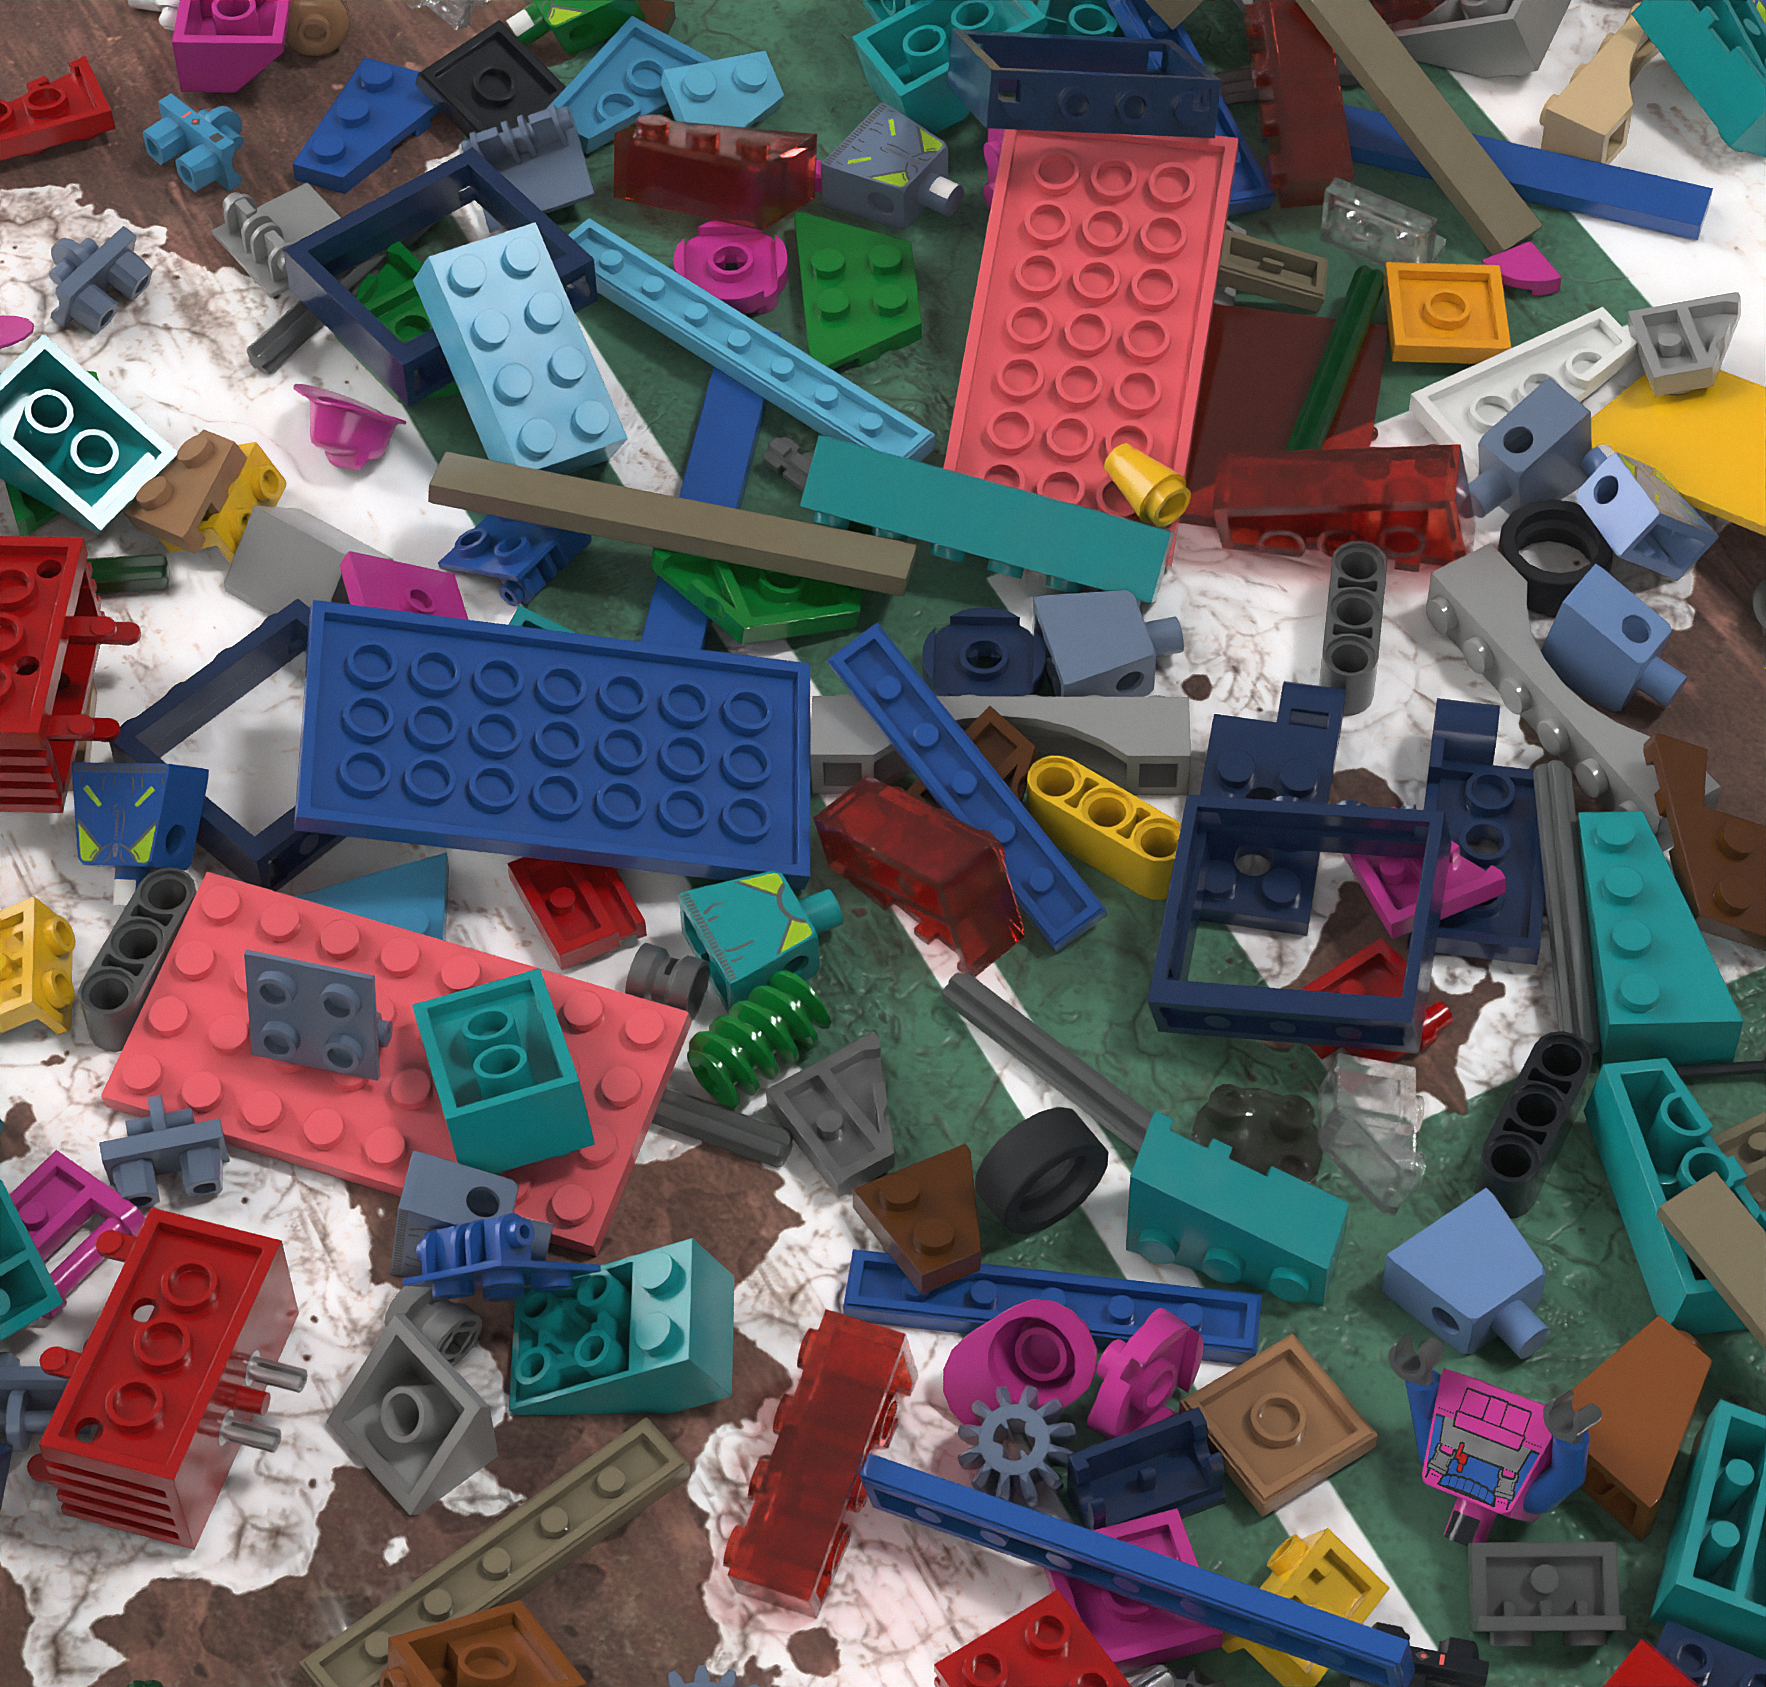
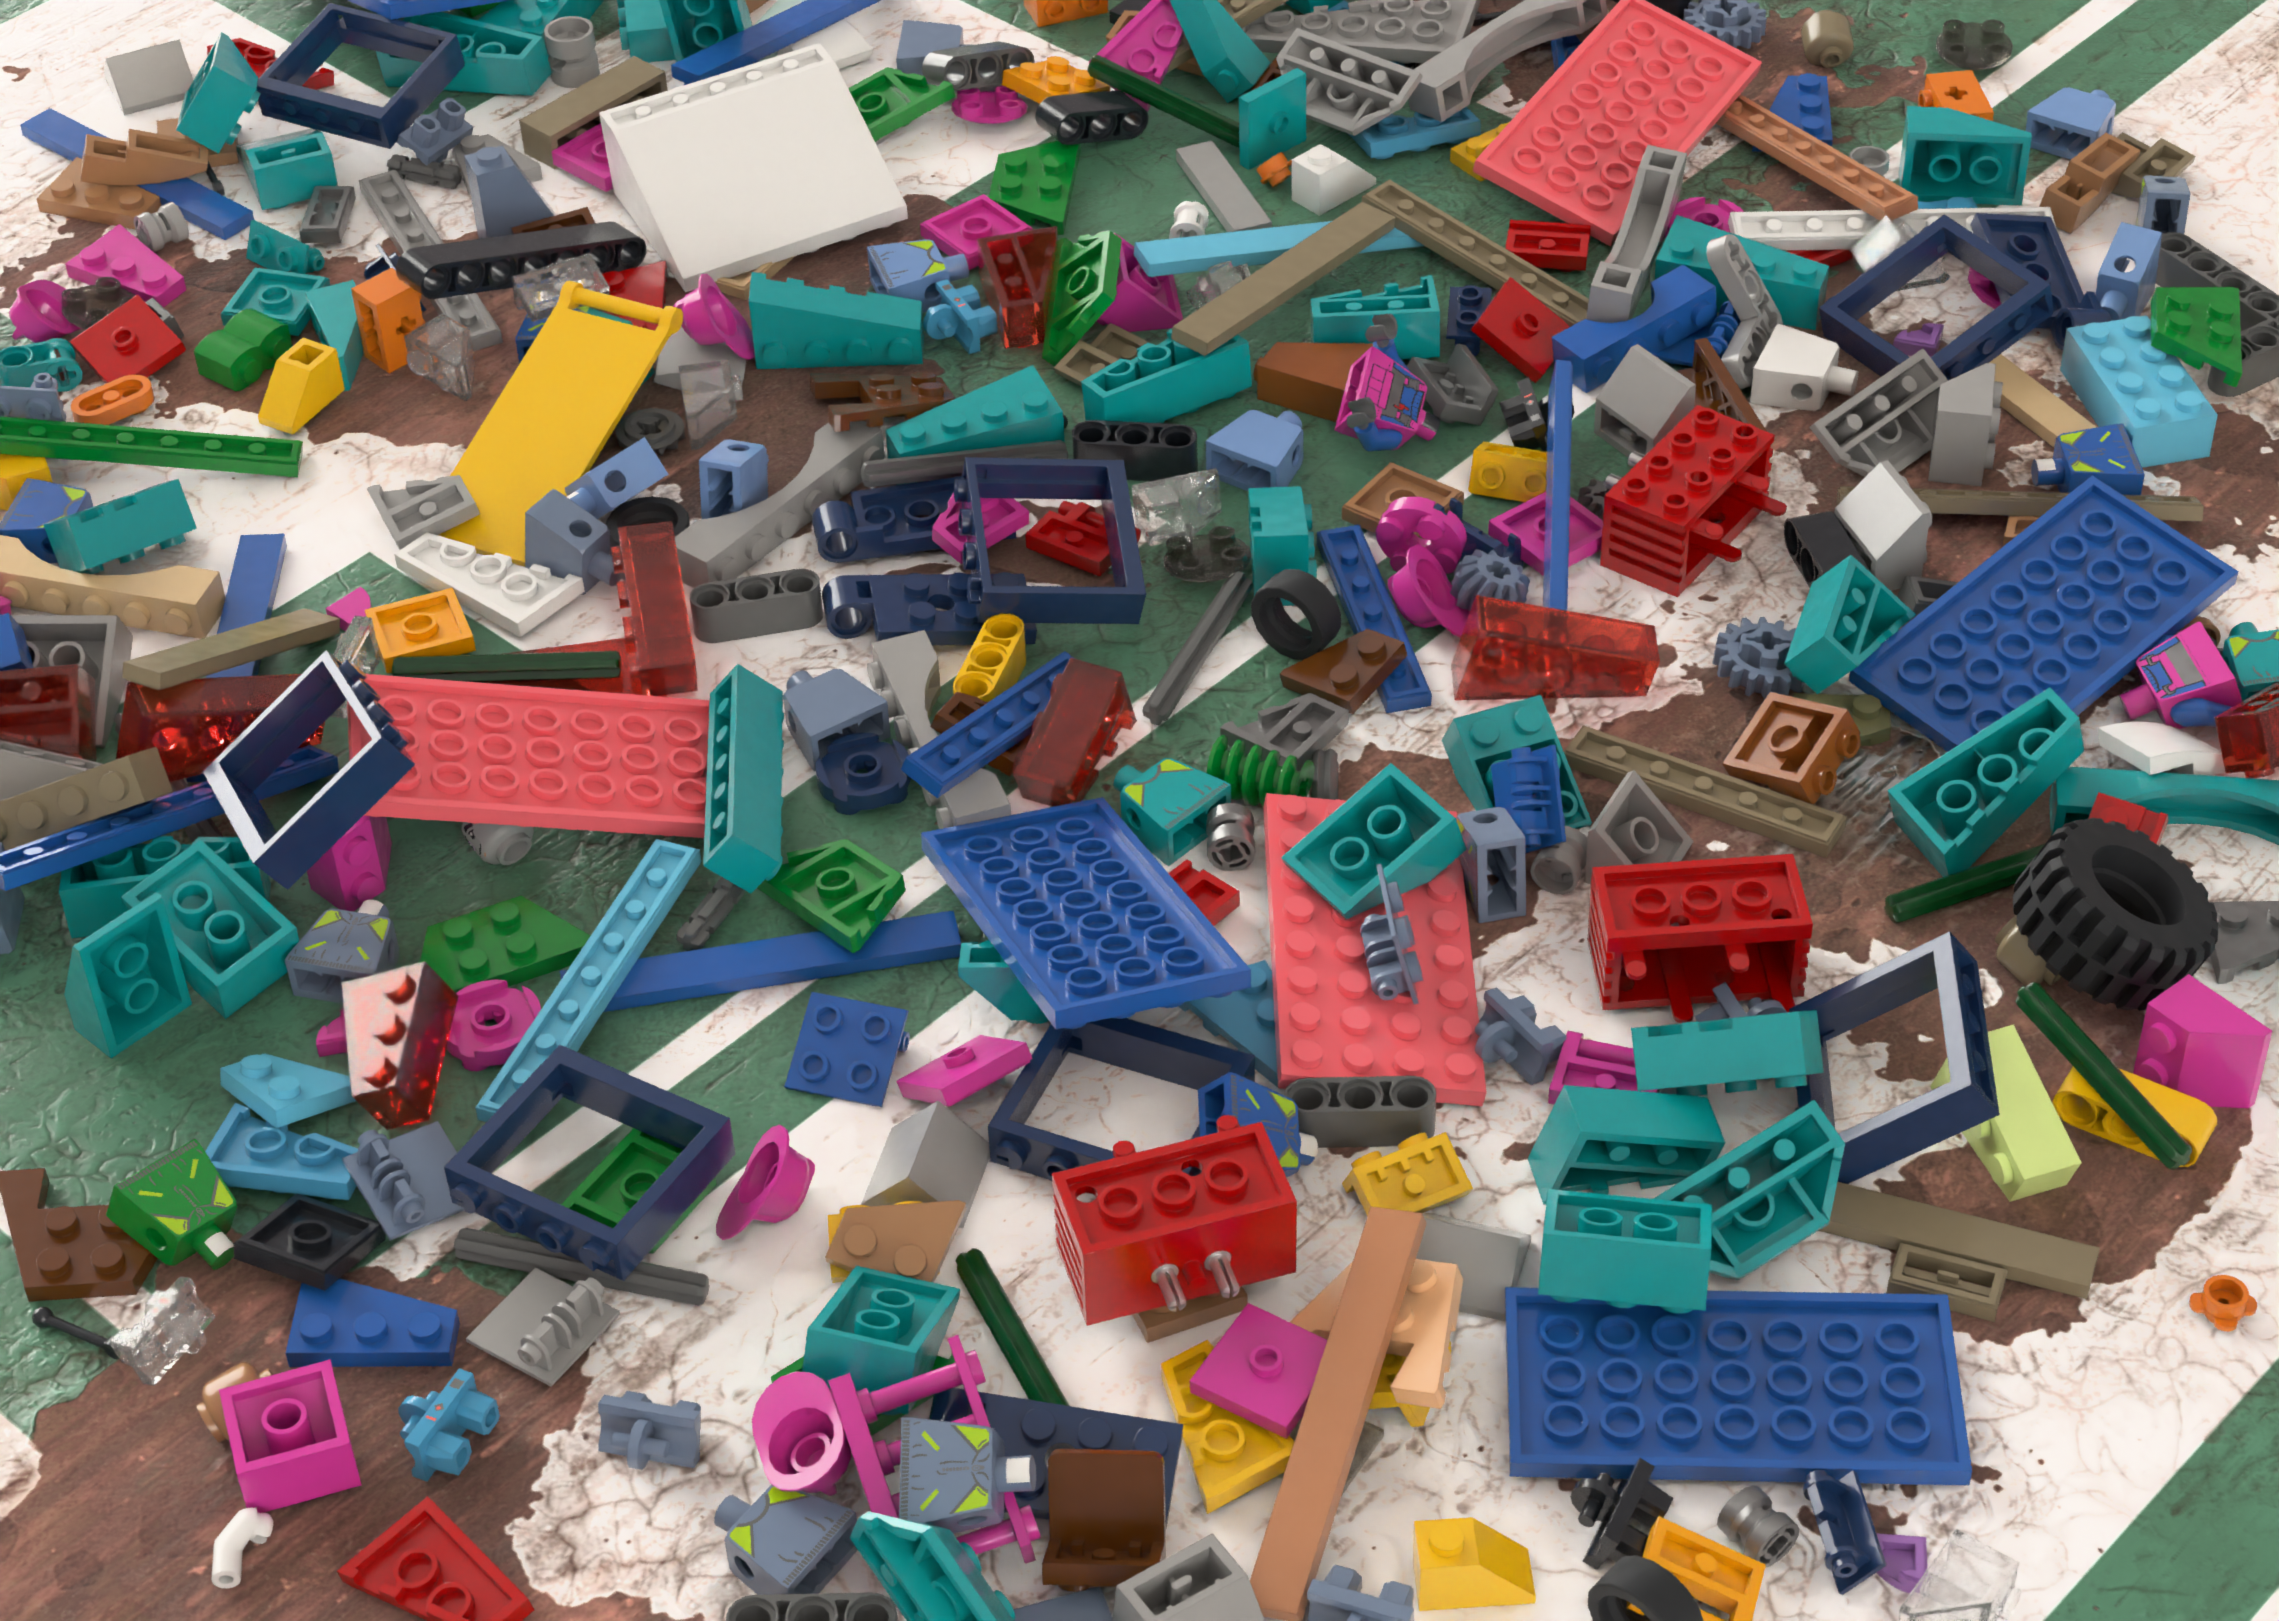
camera: 110 degrees left, 10 degrees down
(519, 354) = (694, 1049): medium azure brick -> none
(673, 523) = (824, 936): dark tan tile -> none
(1150, 487) = (685, 697): yellow cone -> none

